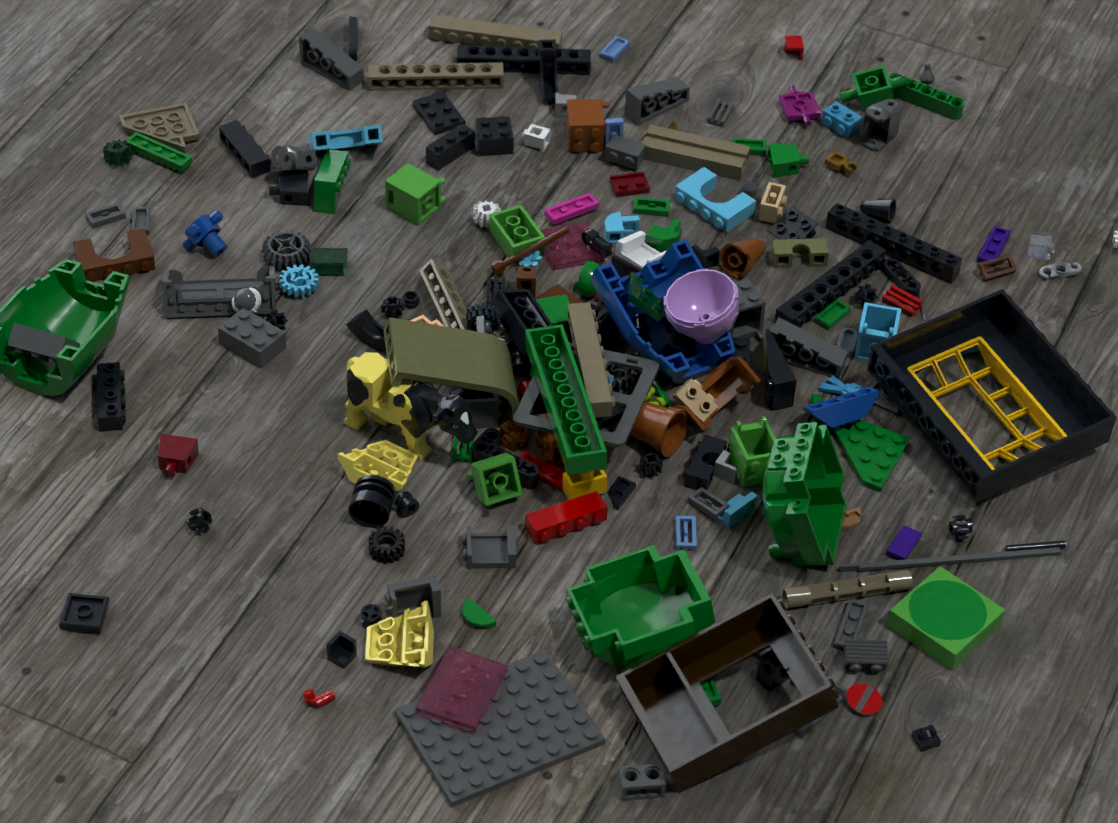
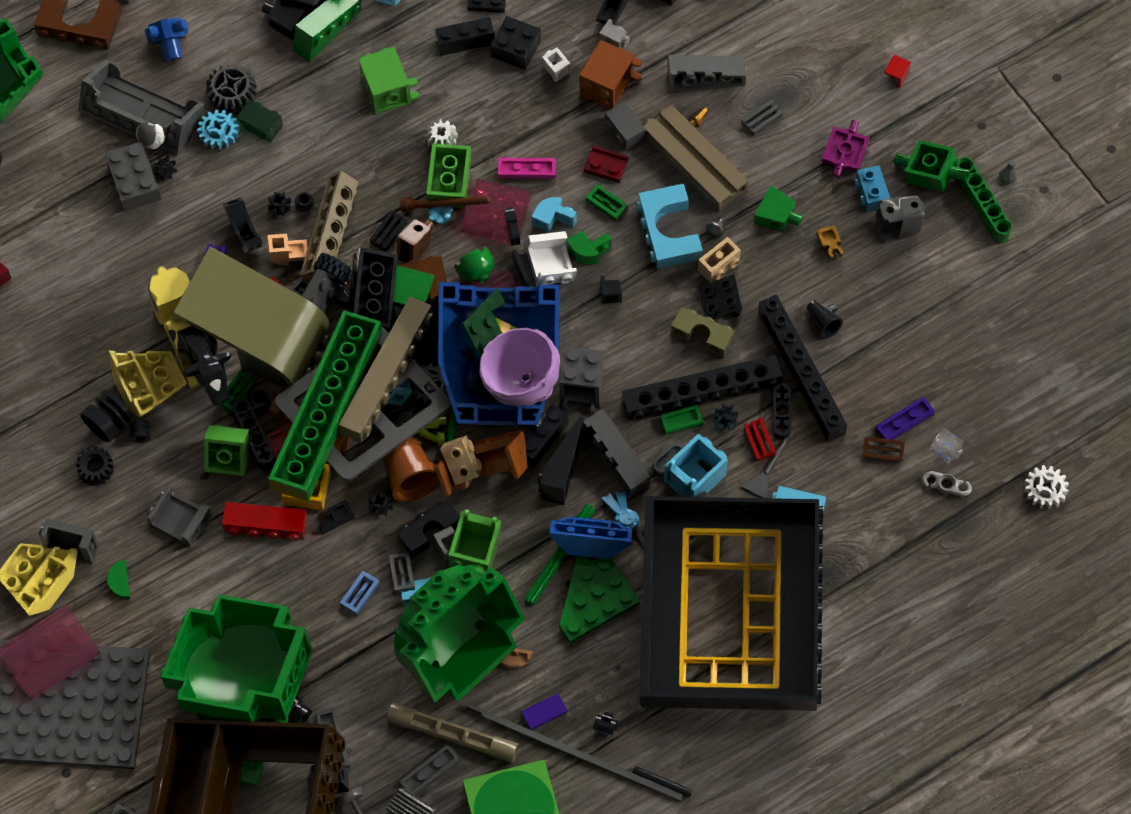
camera: 35 degrees right, 20 degrees up
(370, 611) = (30, 529): black wheel -> none
(612, 127) = (629, 95): medium blue plate -> none
(741, 256) = (643, 309): dark orange cone -> none
(757, 147) = (758, 174): green tile -> none

